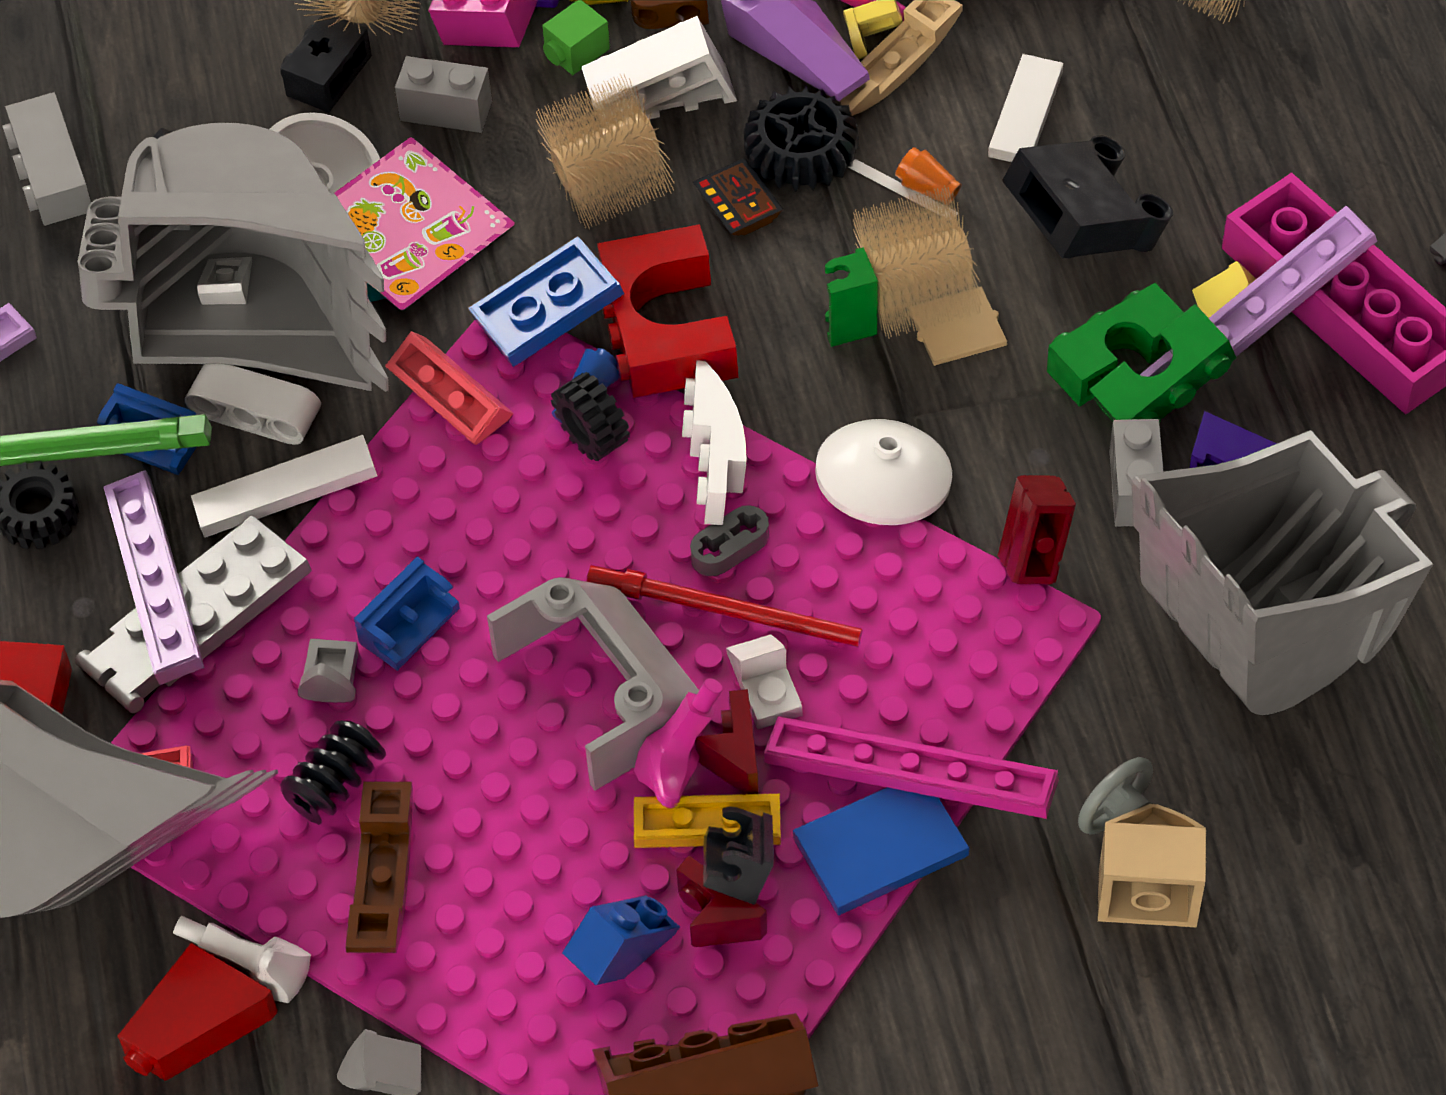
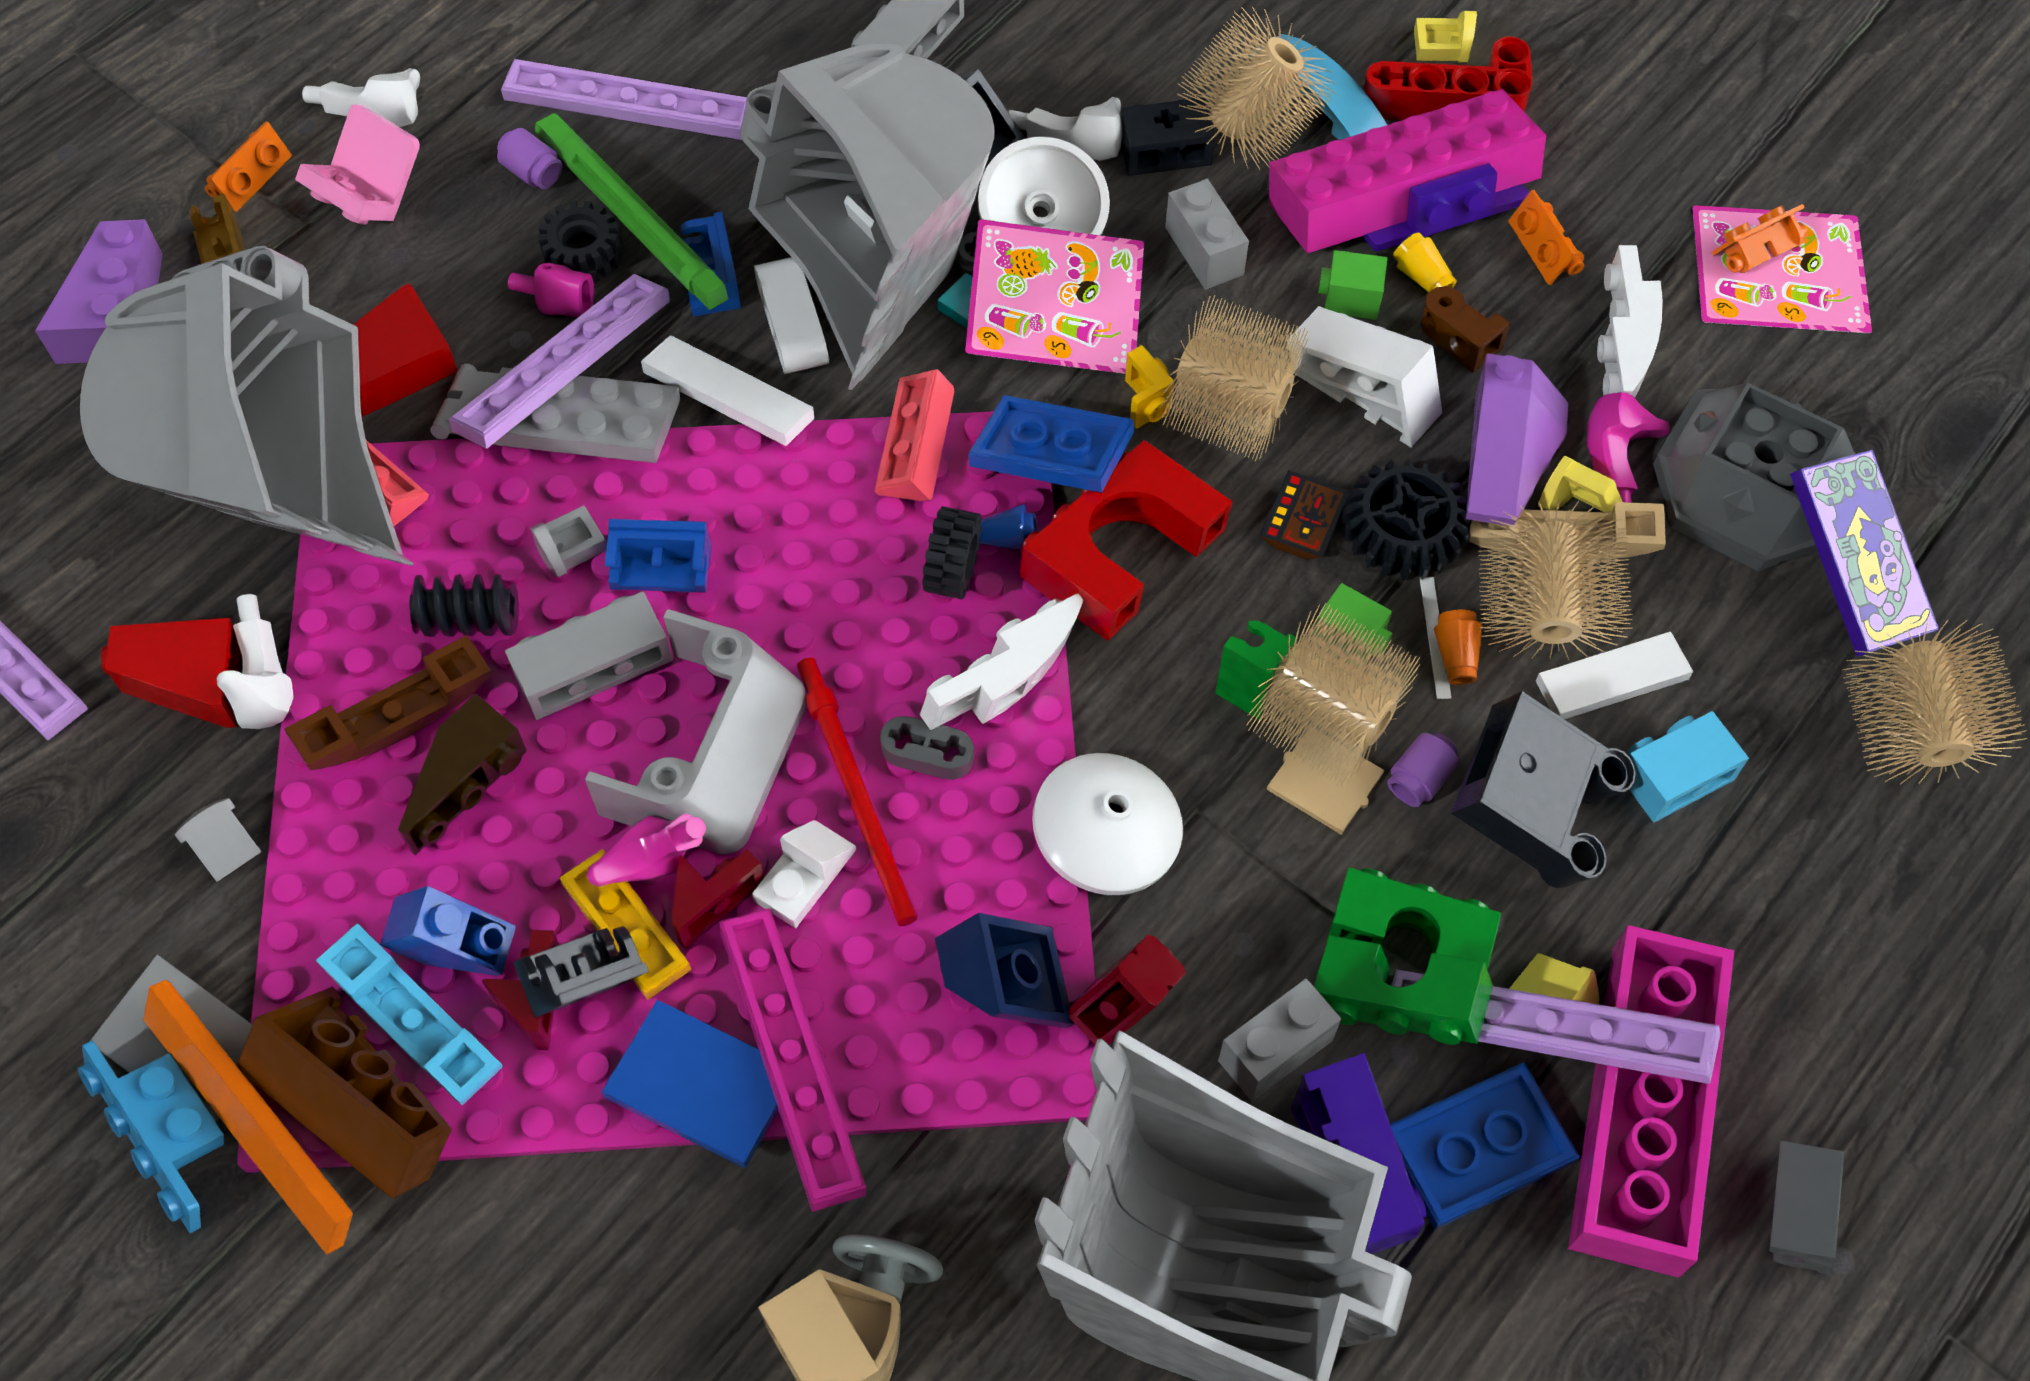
camera: 50 degrees right, 5 degrees up
(69, 547) = (556, 289): none -> dark pink piece
(276, 99) = (1094, 130): none -> white animal
(454, 709) = (589, 654): none -> light grey brick
(475, 850) = (462, 762): none -> dark brown slope
(542, 214) = (1149, 380): none -> yellow bracket
(672, 1005) = (409, 1015): none -> medium azure slope
(841, 225) = (1361, 609): none -> bright green brick
(942, 81) = (1554, 582): none -> tan piece
(951, 595) = (1005, 969): none -> dark blue slope
(1004, 260) = (1423, 768): none -> medium lavender brick
(1128, 112) = (1684, 764): none -> medium azure brick
(1298, 397) = (1482, 1145): none -> blue tile

